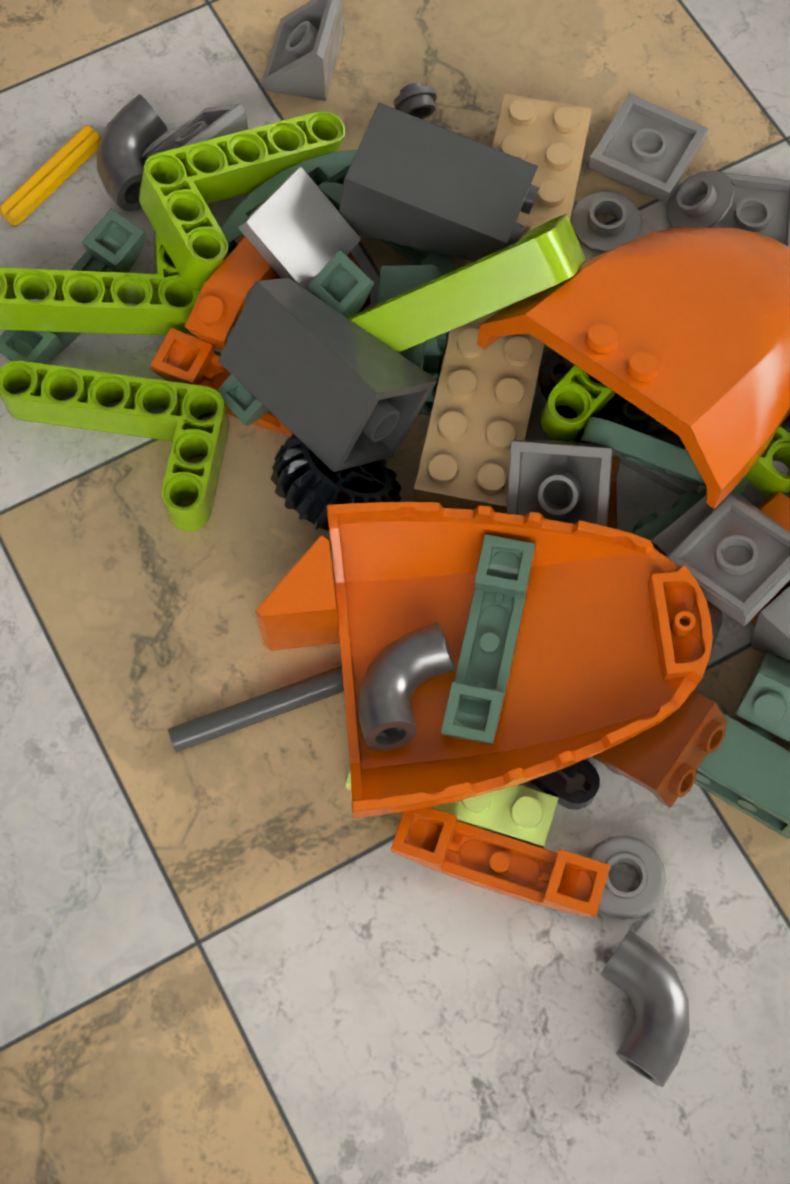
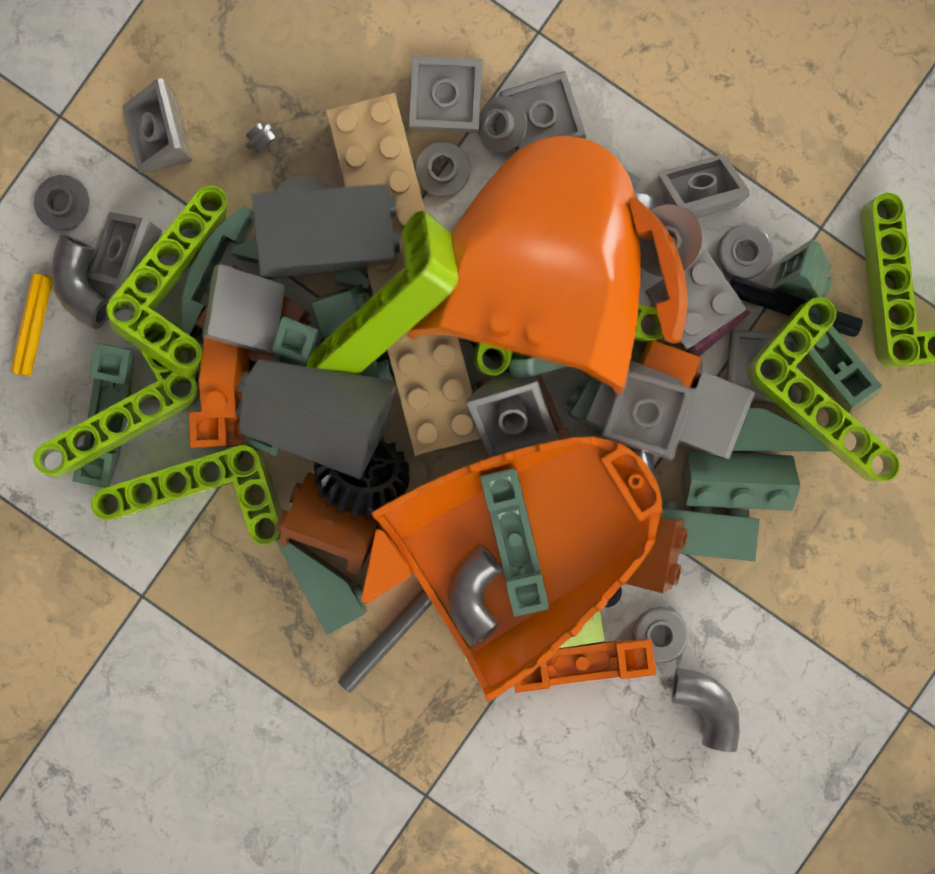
camera: 30 degrees left, 20 degrees up
(160, 90) = (73, 213): none -> flat silver piece
(218, 610) = (327, 589): none -> sand green slope
(252, 506) = (324, 528): none -> dark orange panel

